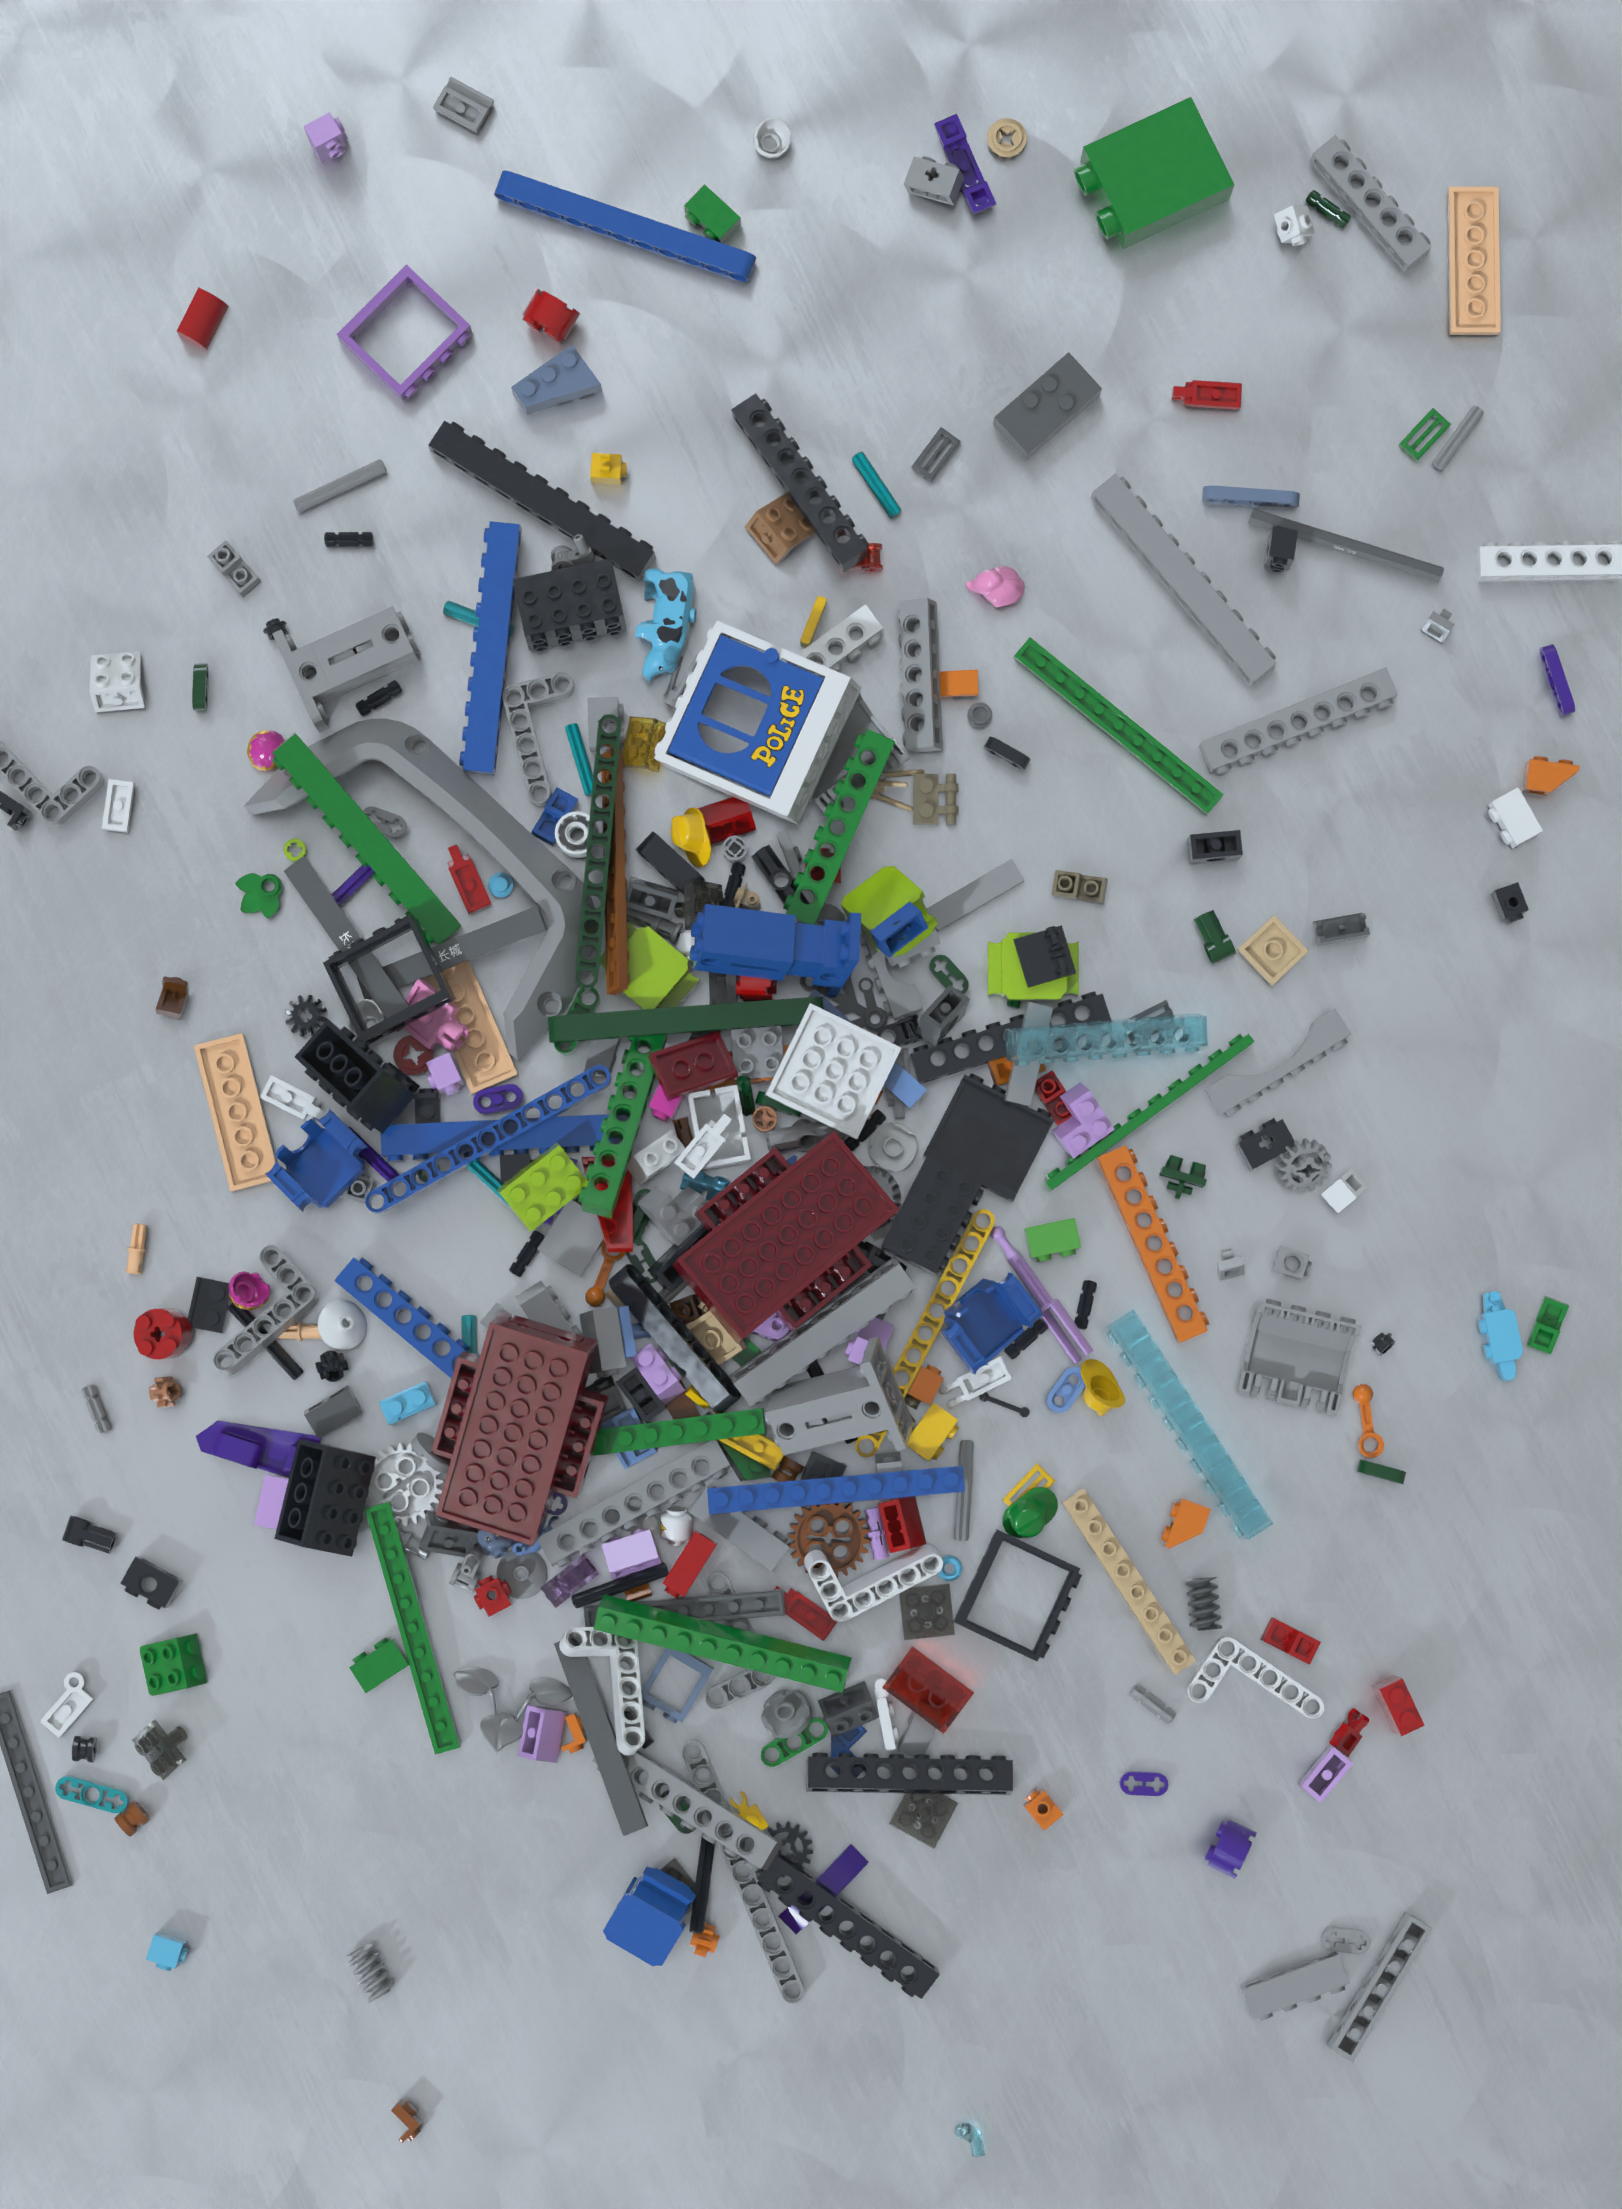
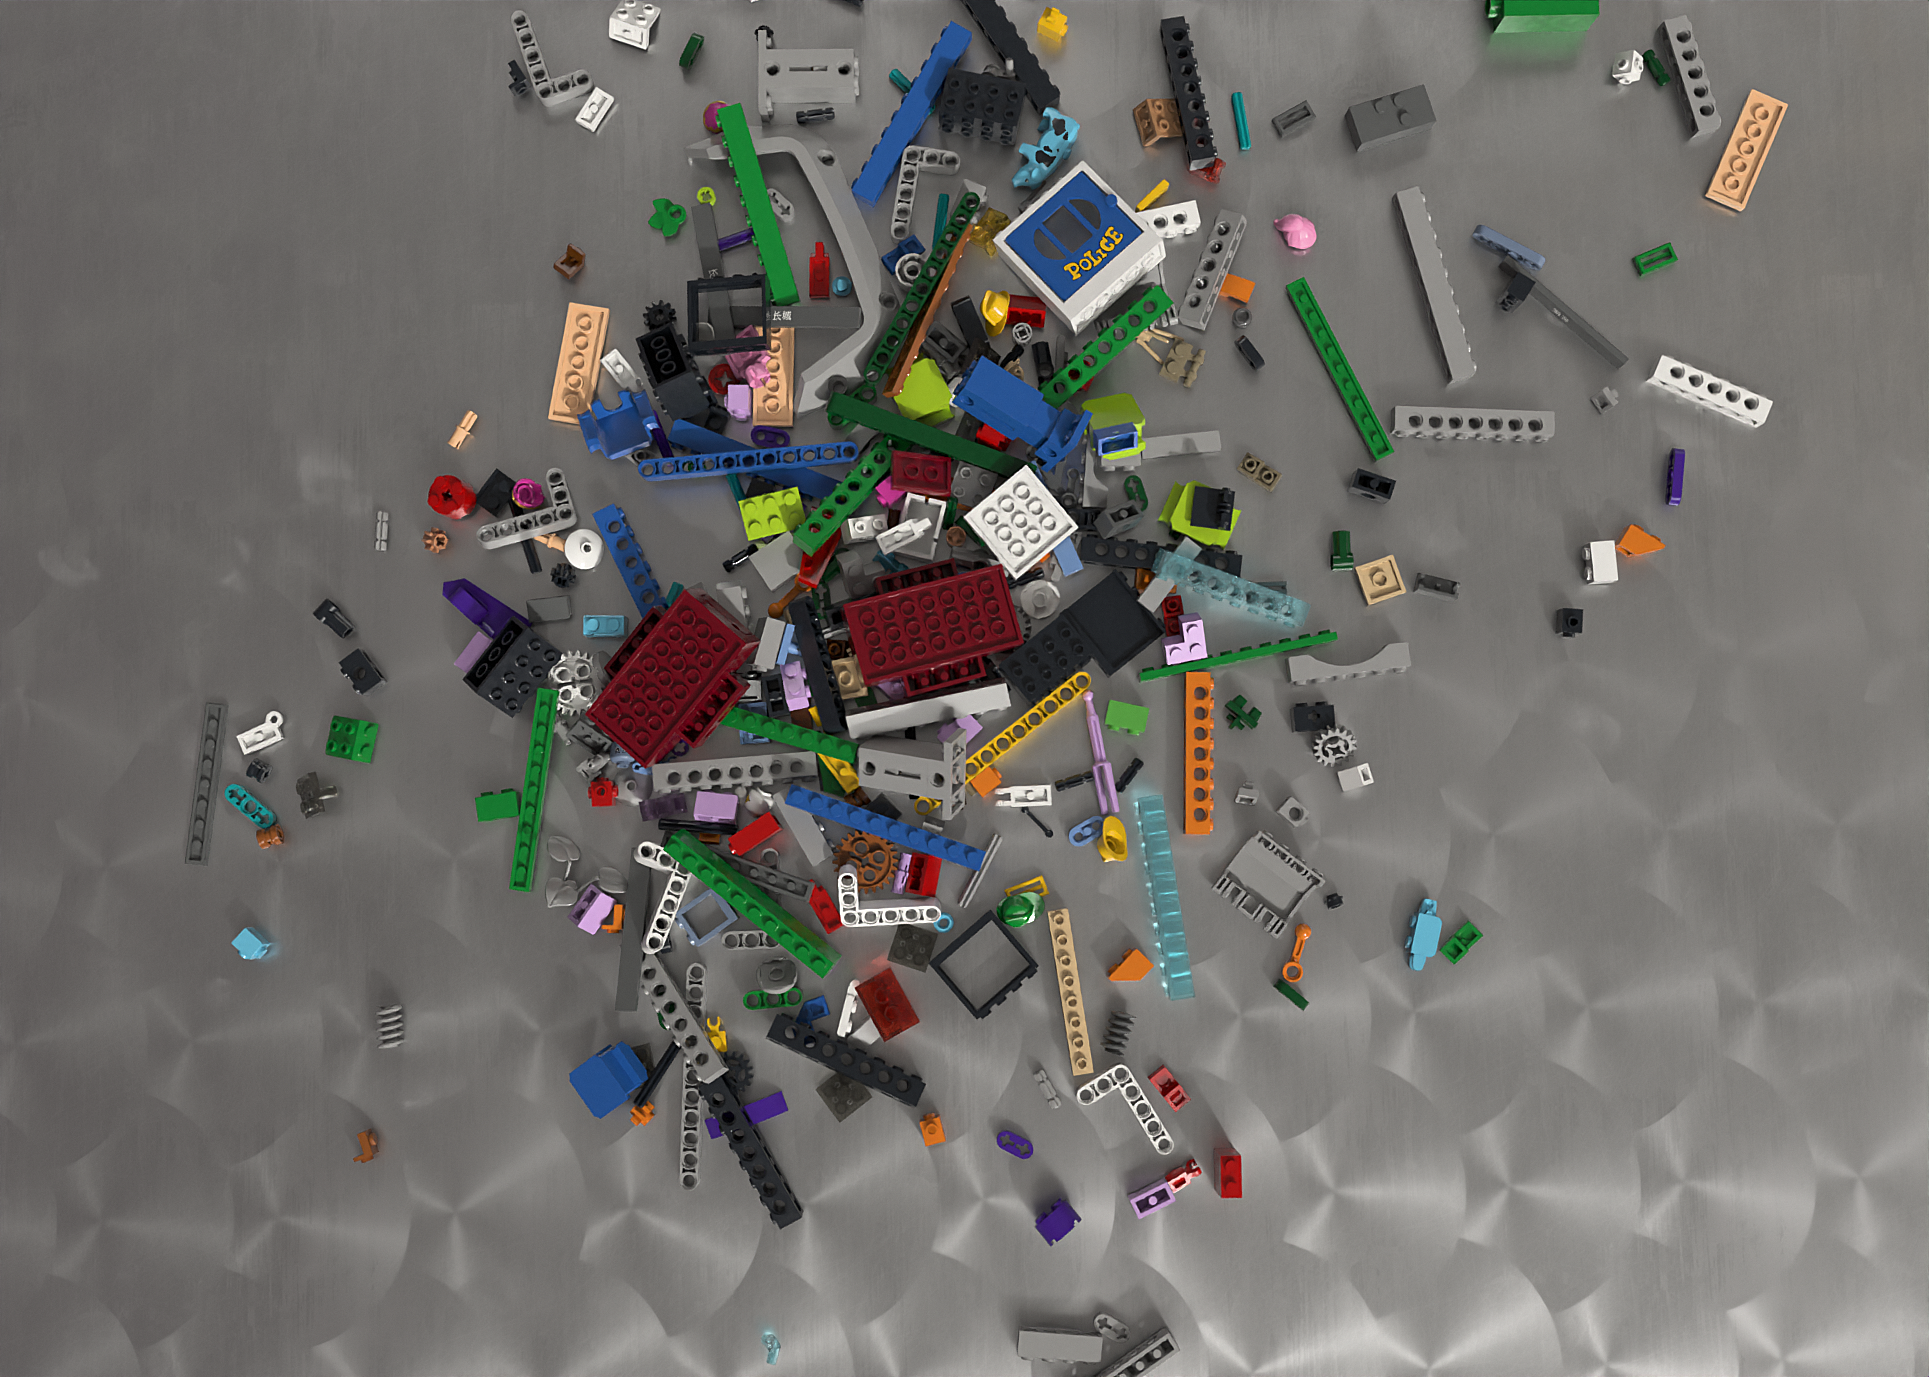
camera: 20 degrees right, 0 degrees up
(848, 1709) = (823, 992): dark grey bracket -> none
(931, 1432) = (975, 817): yellow brick -> none
(988, 1319) = (1053, 754): blue piece -> none
(1209, 394) = (1511, 161): red hinge -> none
(1457, 437) = (1678, 271): light grey axle -> none

